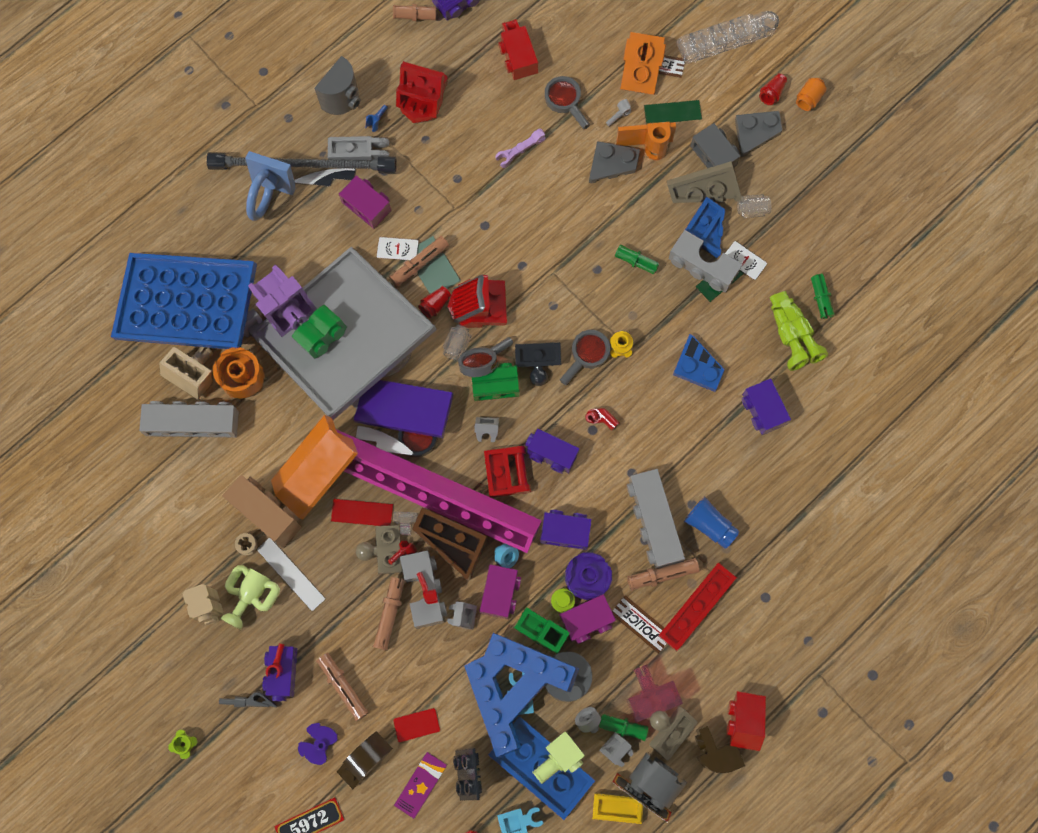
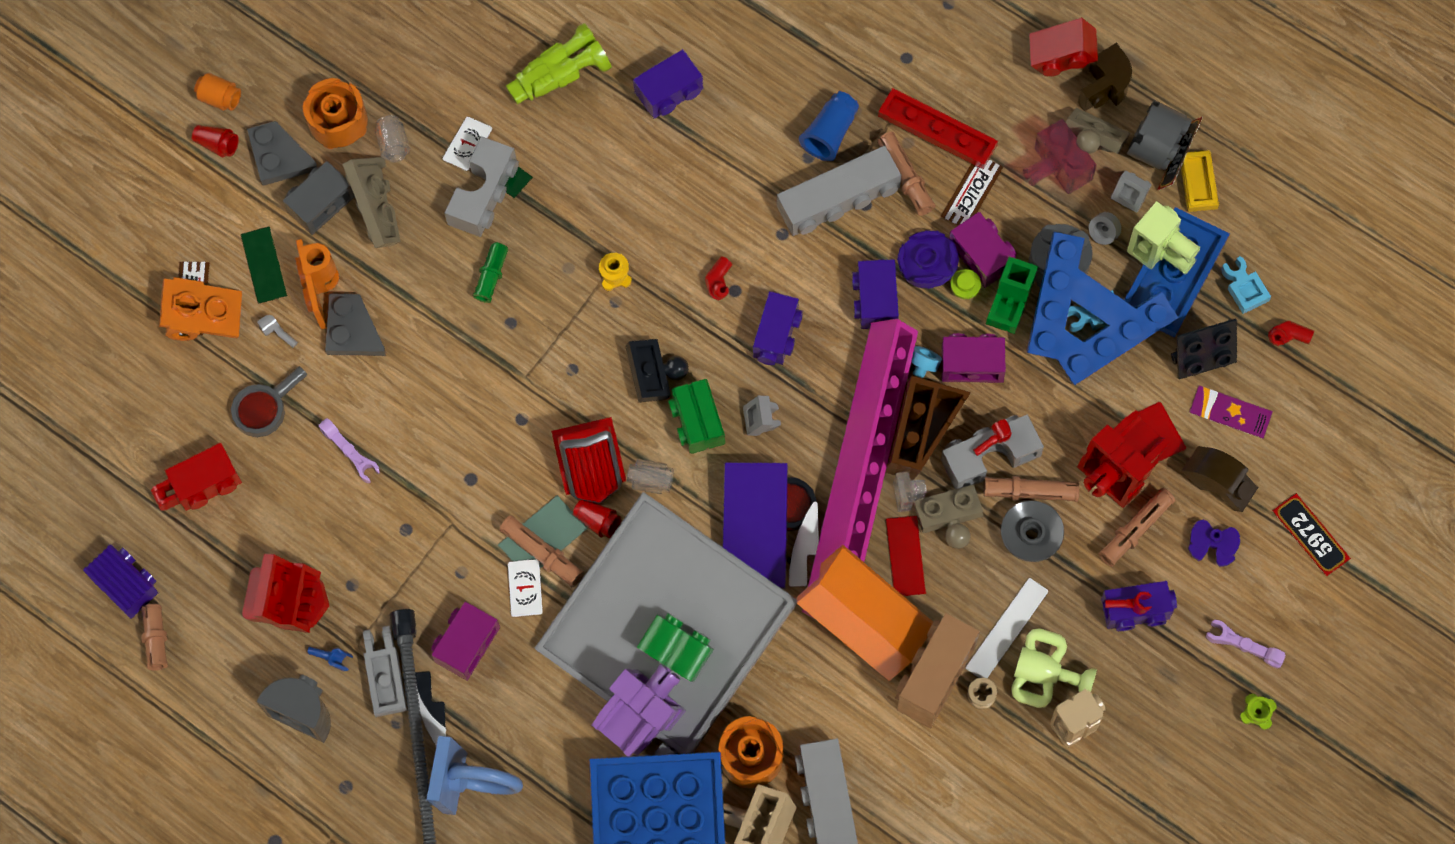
camera: 100 degrees left, 5 degrees down
(221, 764) = (1271, 656): none -> lavender piece
(248, 702) = (1186, 648): dark grey hand -> none
(344, 600) = (1035, 517): none -> dark grey dish
(391, 686) = (1122, 459): none -> red piece
(405, 549) = (949, 486): red hand -> none
(463, 615) = (1013, 395): light grey tile -> none
(482, 361) = (674, 435): dark grey piece -> none
(499, 473) = (818, 389): red plate -> none
(589, 351) = (628, 311): piece -> none
(624, 727) = (1103, 186): green axle -> none
(698, 366) = (624, 176): blue wing -> none
(708, 226) = (428, 192): blue wing -> none
(727, 36) = (141, 208): clear piece -> none
(779, 168) = (335, 113): none -> orange brick
(822, 296) = (504, 42): green axle -> none

